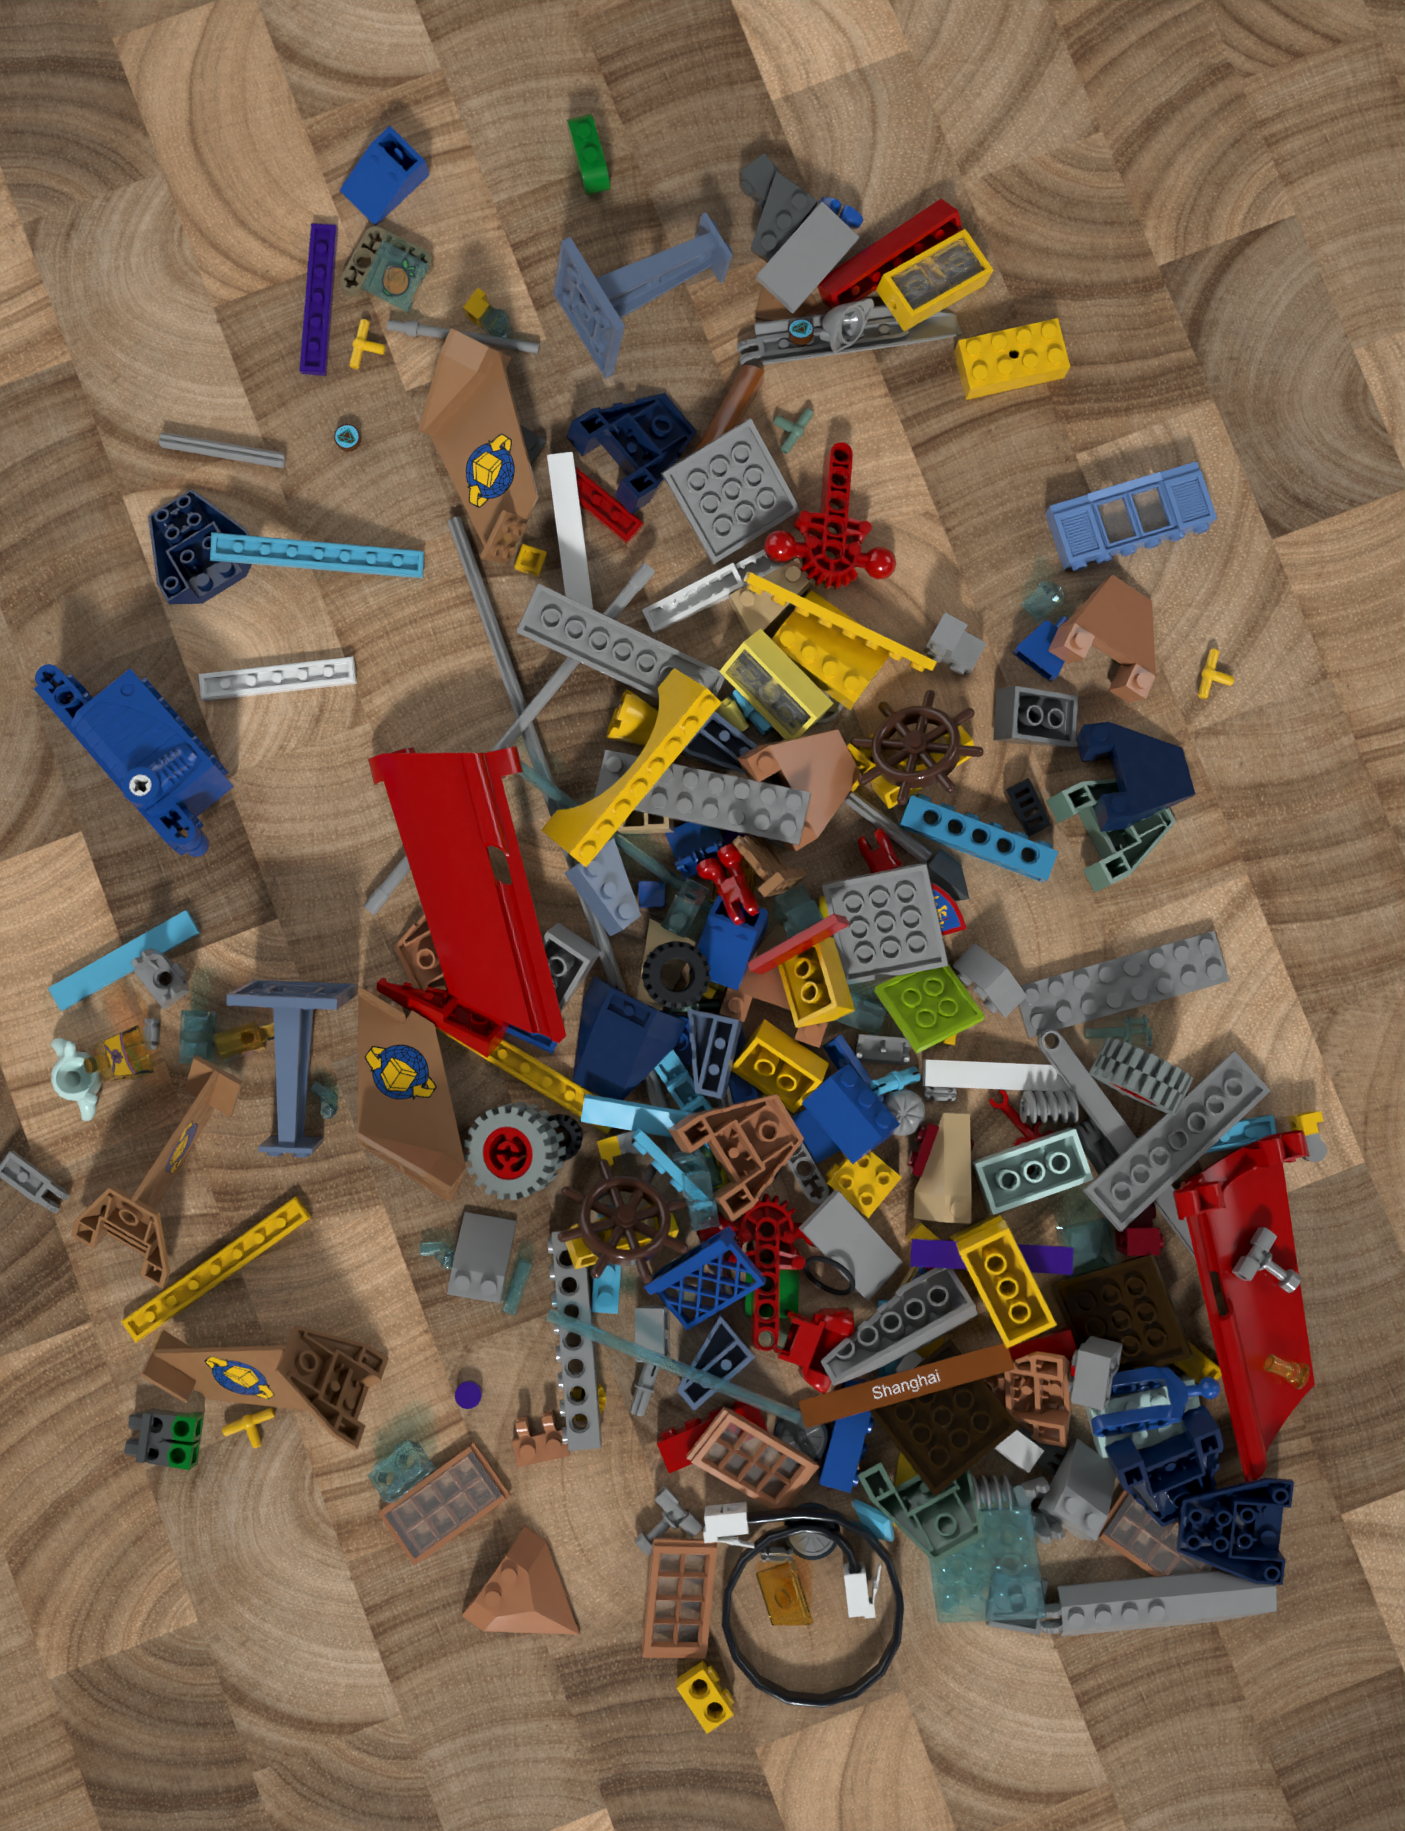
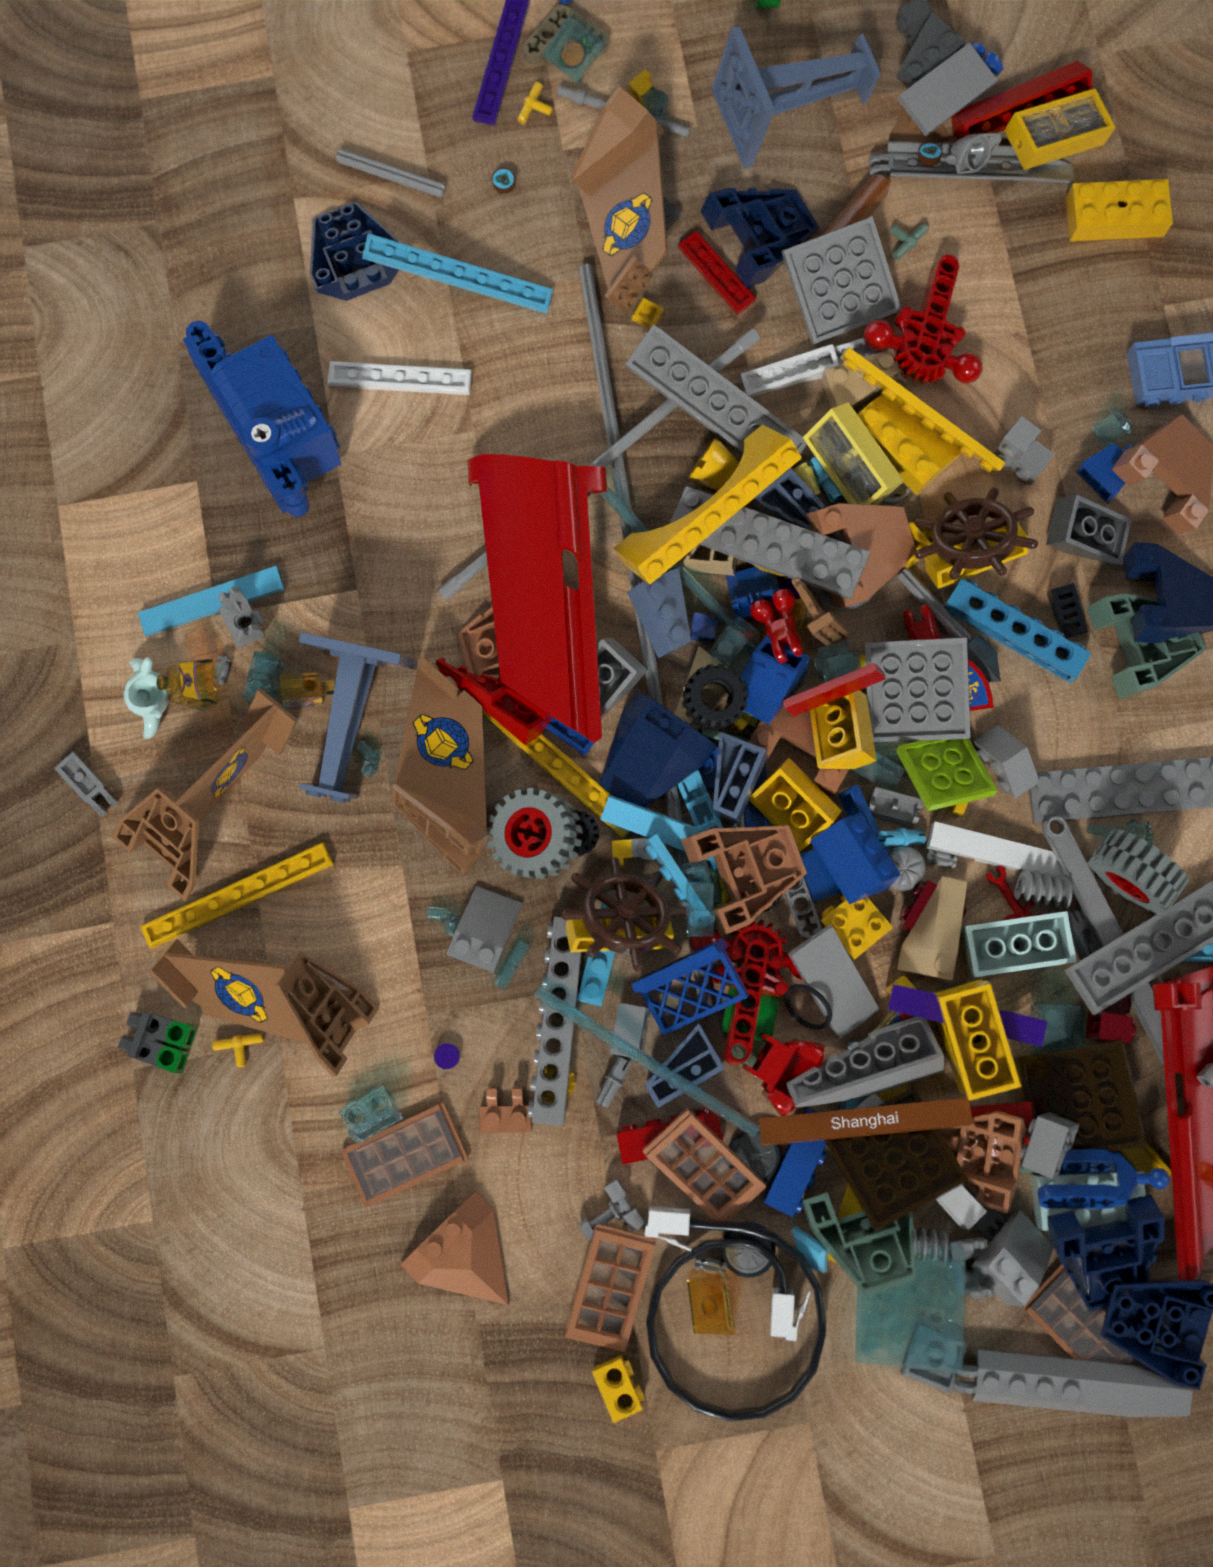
camera: 20 degrees right, 5 degrees down
(569, 528) = (689, 284): white slope -> none

